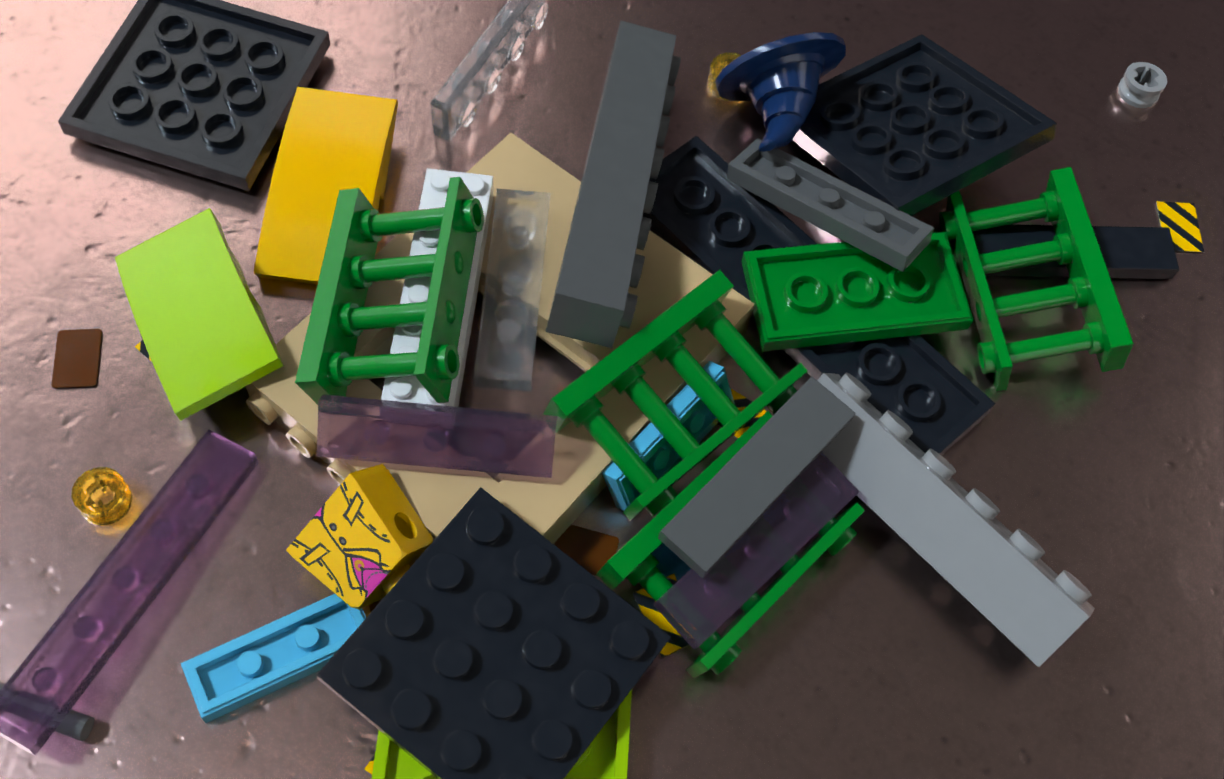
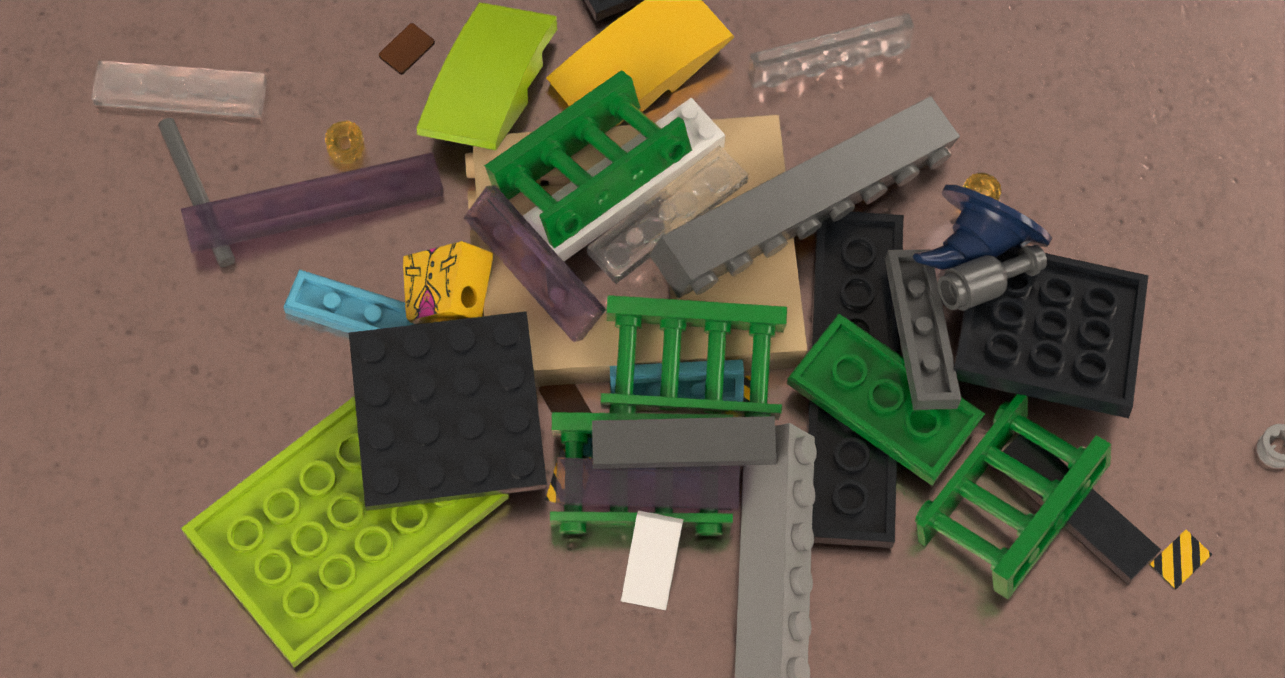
camera: 50 degrees right, 5 degrees up
(831, 120) = (986, 277): none -> dark grey piece
(832, 615) = (652, 560): none -> white tile

